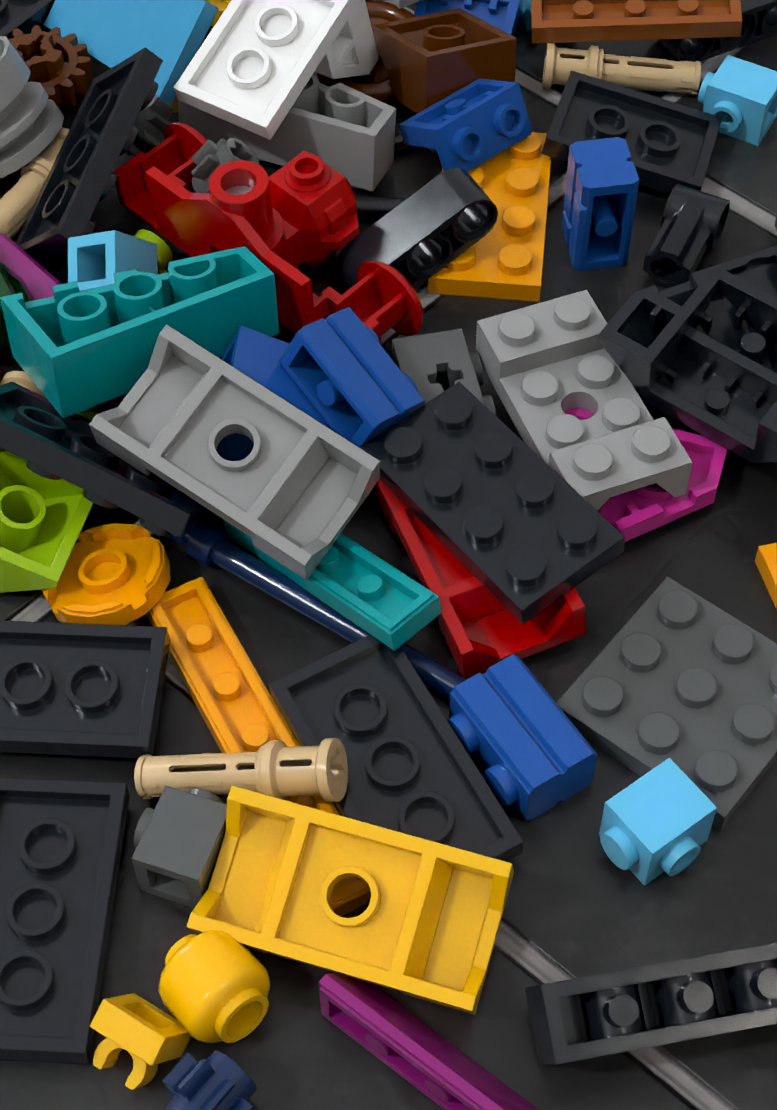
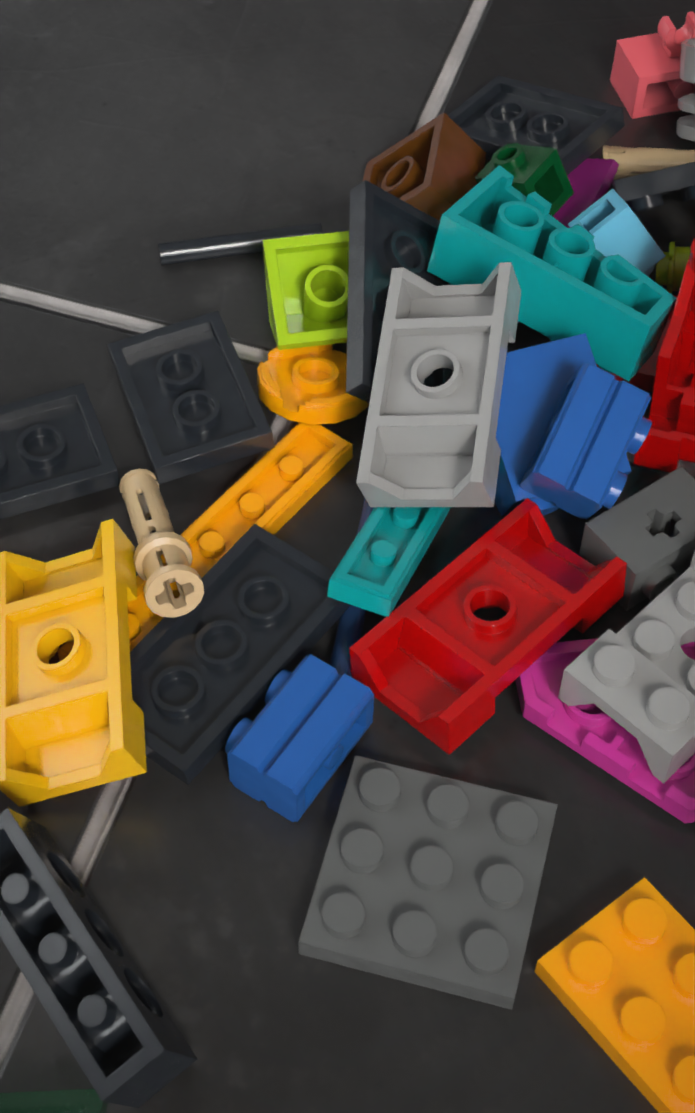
camera: 65 degrees right, 0 degrees up
(179, 844) = (71, 519): dark grey brick -> none
(493, 502) = (522, 606): black plate -> none
(656, 823) = (259, 880): medium azure brick -> none

